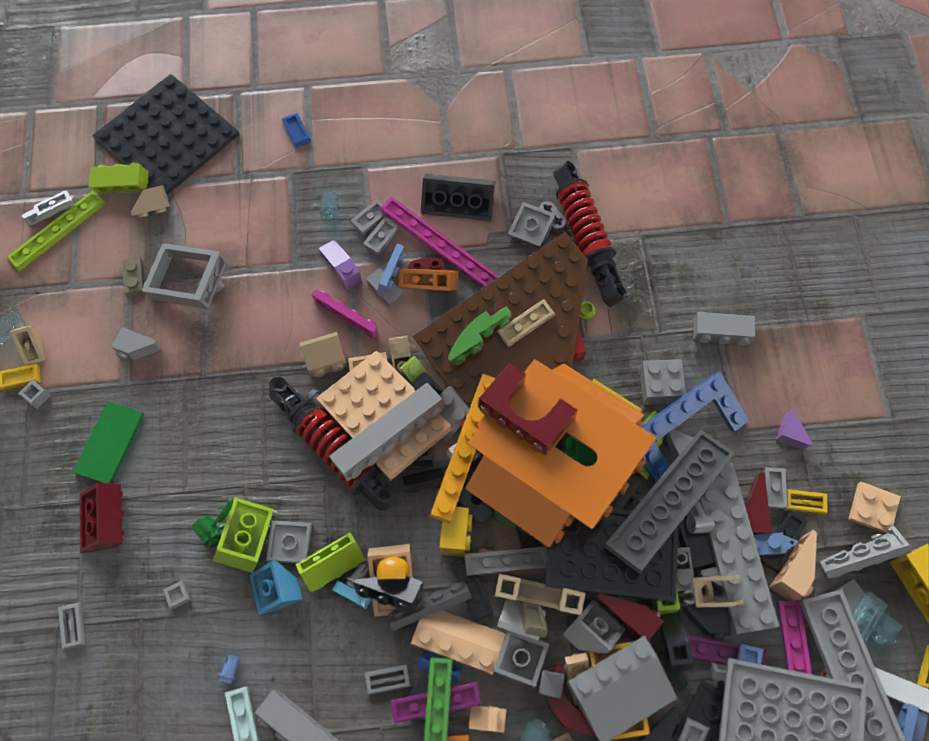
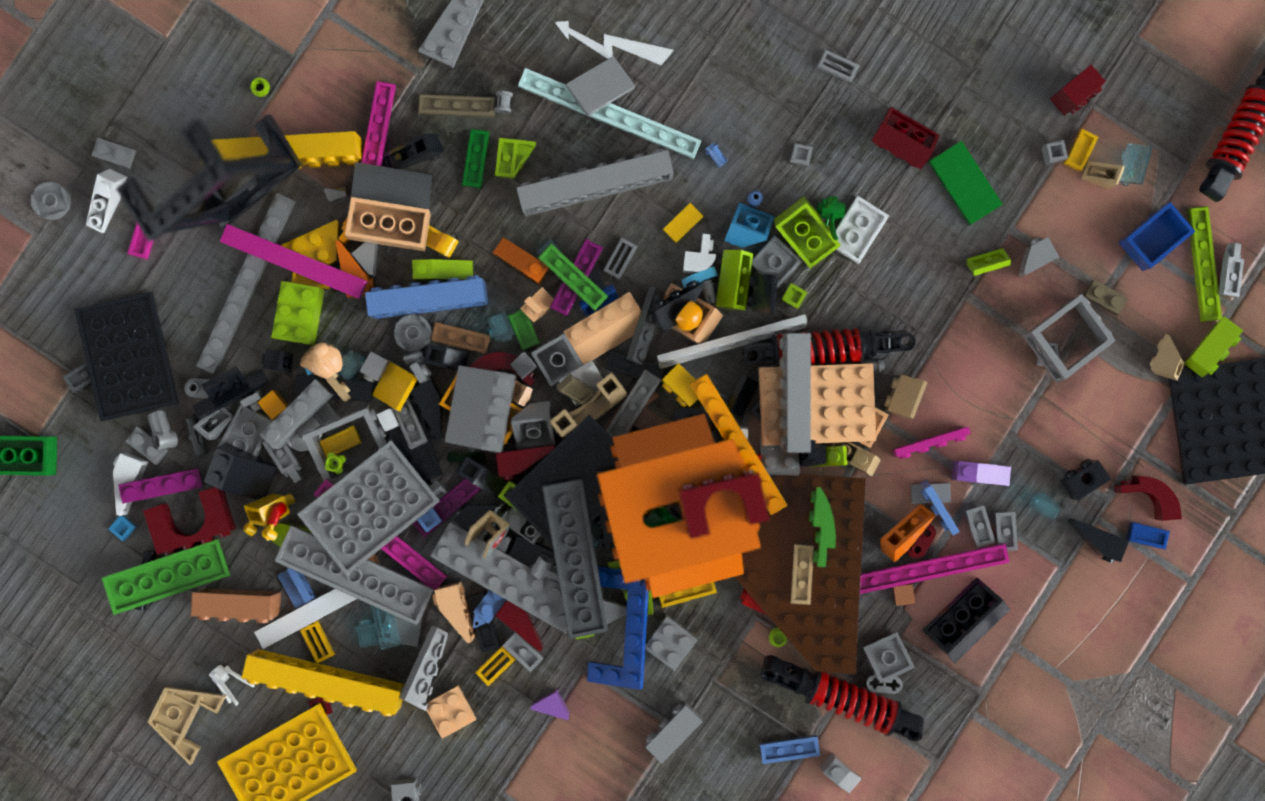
camera: 125 degrees right, 20 degrees up
(56, 272) = (1156, 236): none -> blue piece
(165, 376) = (988, 262): none -> lime plate
(208, 495) = (859, 229): none -> white tile
(249, 604) = (754, 202): none -> medium blue hose
(260, 137) = (1163, 498): none -> dark red arch
(297, 192) = (1095, 478): none -> black brick
(307, 504) = (794, 296): none -> lime plate
(313, 649) = (683, 223): none -> yellow tile
(322, 527) = (764, 292): none -> black slope
(325, 152) = (1102, 542): none -> black slope
(335, 604) = (696, 262): none -> white brick
(386, 523) = (731, 341): none -> white tile
(477, 249) = (904, 594): none -> nougat tile
(519, 715) = (523, 329): none -> bright green tile
(641, 199) = (840, 773): none -> light grey slope
(657, 242) = (789, 749): none -> medium blue plate

